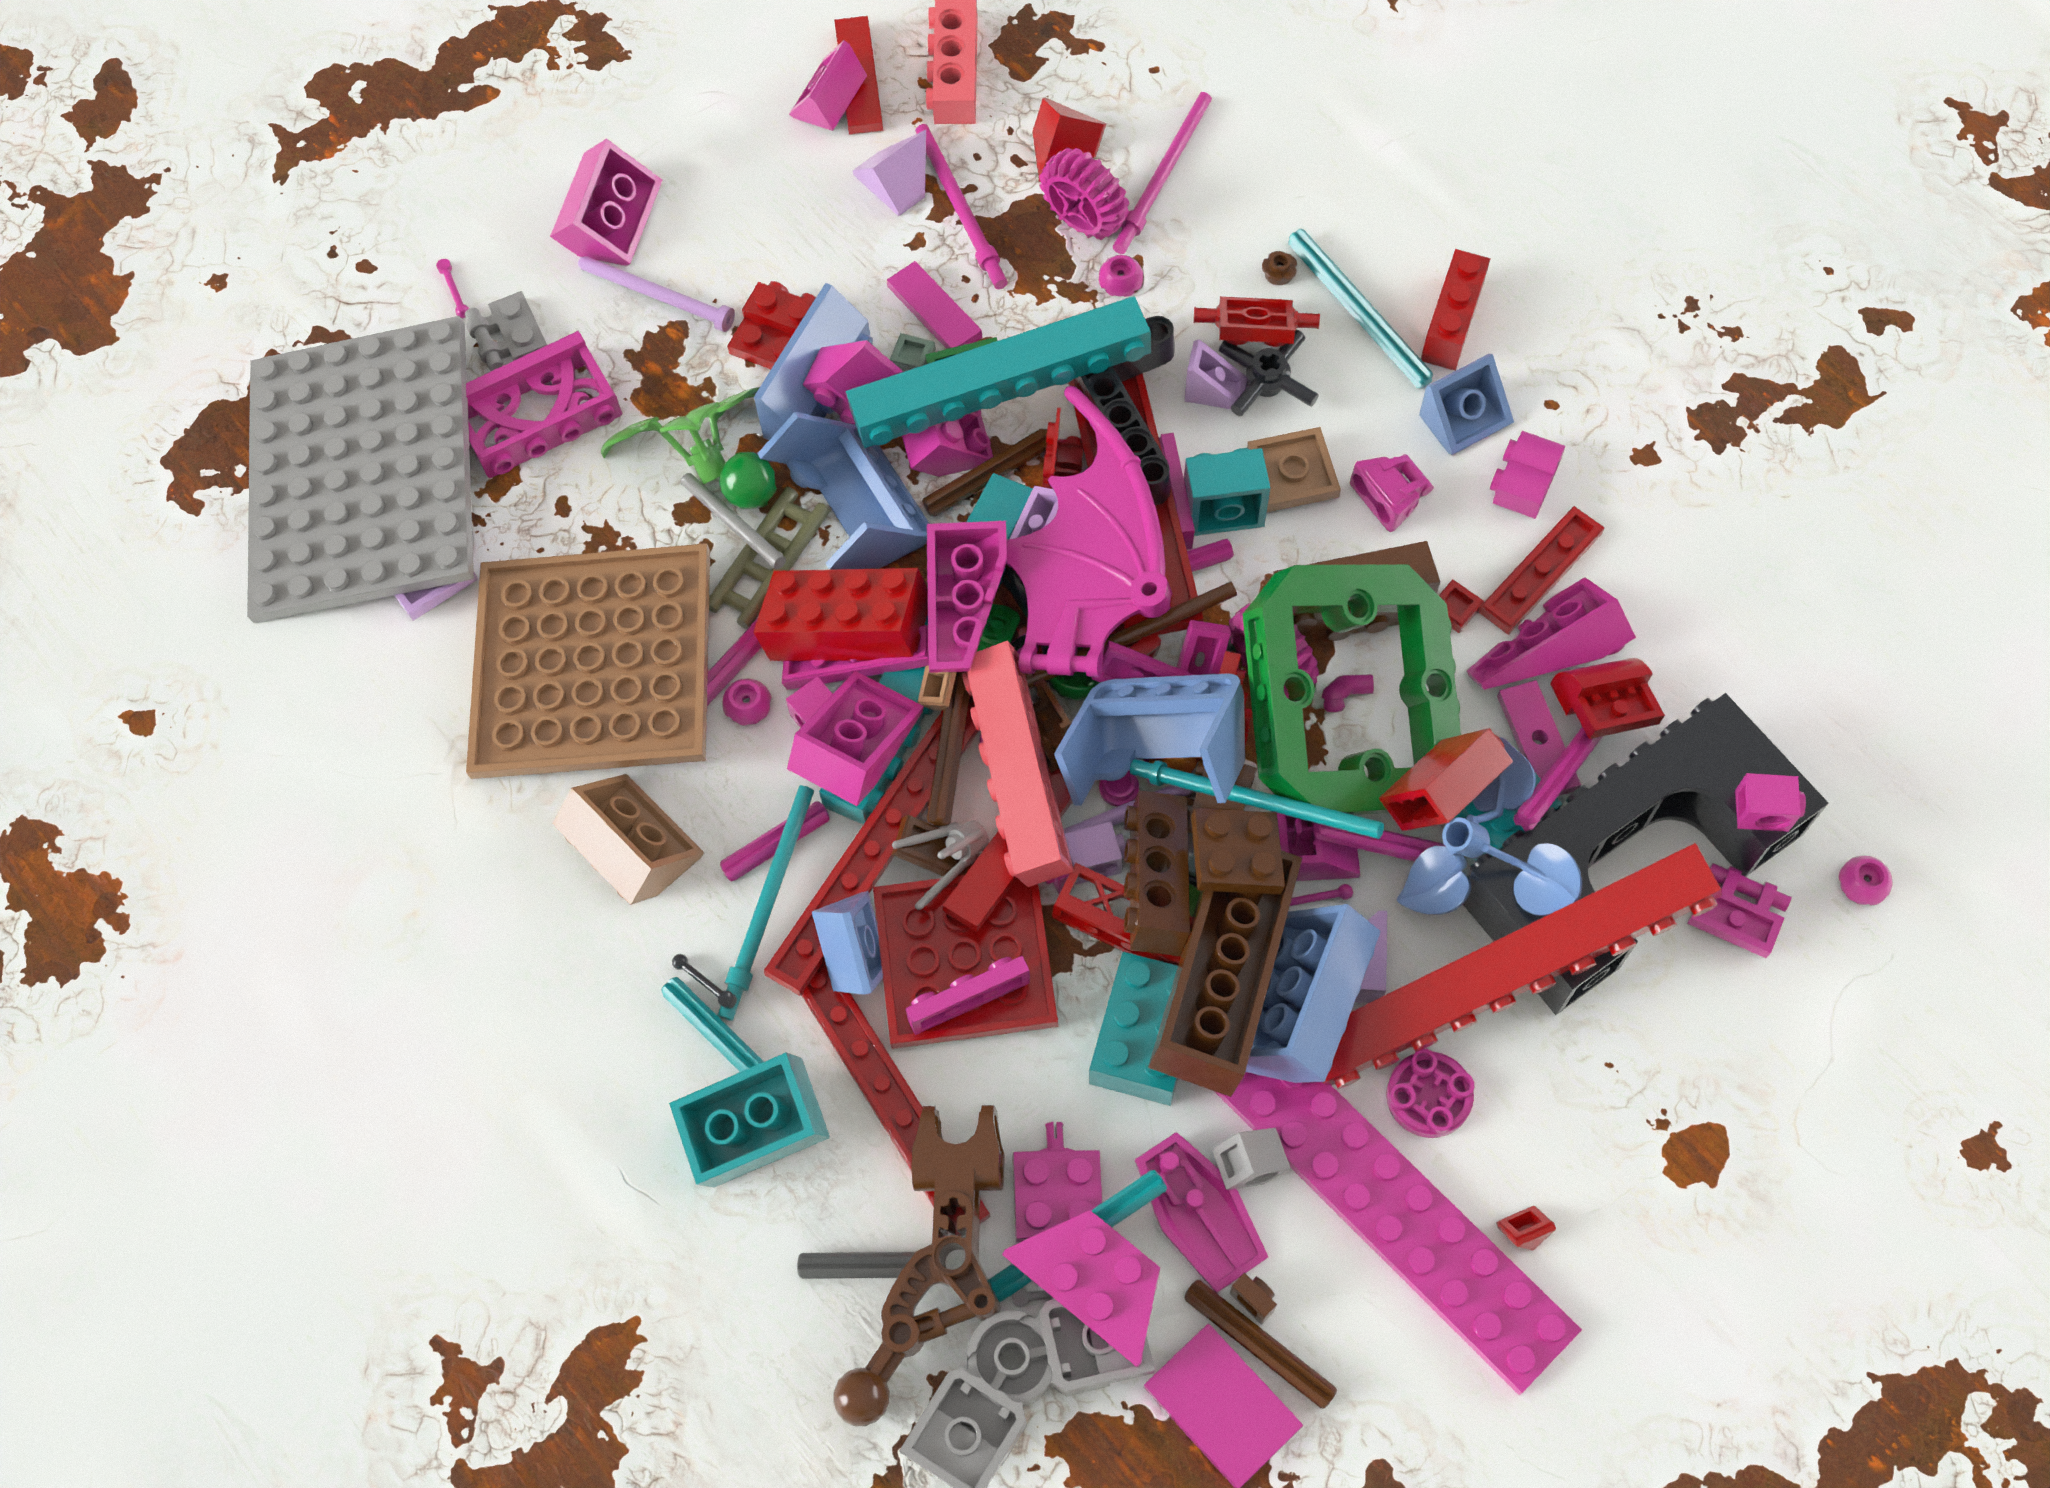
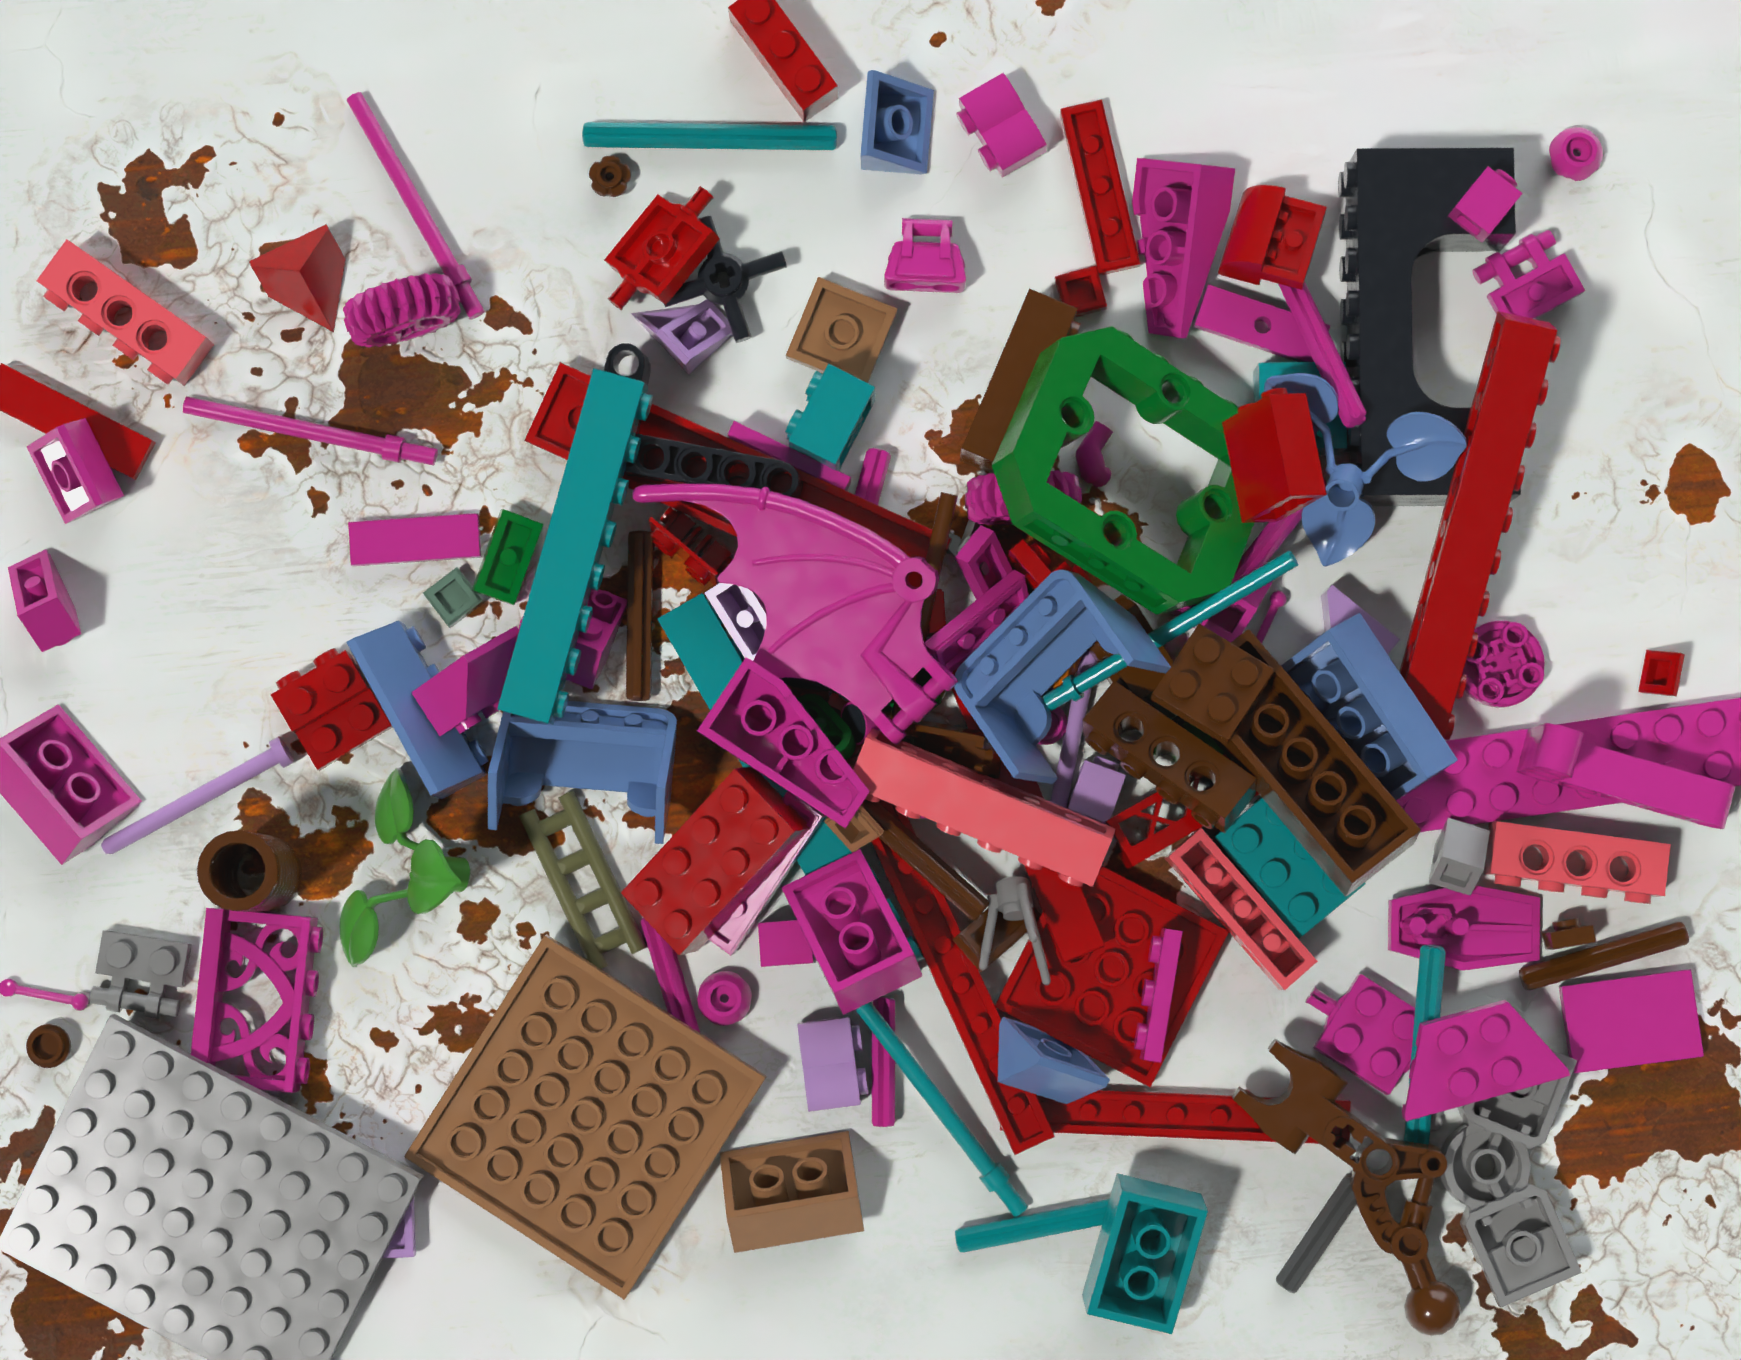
camera: 55 degrees left, 20 degrees up
(417, 308) = (48, 1046): none -> reddish brown plate
(619, 328) = (219, 867): none -> reddish brown piece
(723, 127) = (43, 601): none -> dark pink slope
(725, 998) = (1010, 1201): black hinge -> none
(733, 521) = (526, 891): light grey bar -> none
(746, 801) = (830, 1063): none -> lavender brick
(747, 481) = (498, 853): green hair -> none
(897, 173) = (225, 468): lavender slope -> none
(1080, 1015) = (1240, 909): none -> coral brick
(1120, 285) = (510, 348): dark pink plate -> none
(1297, 1195) = (1645, 861): none -> coral brick
(1386, 1168) = (1561, 758): none -> dark pink beam

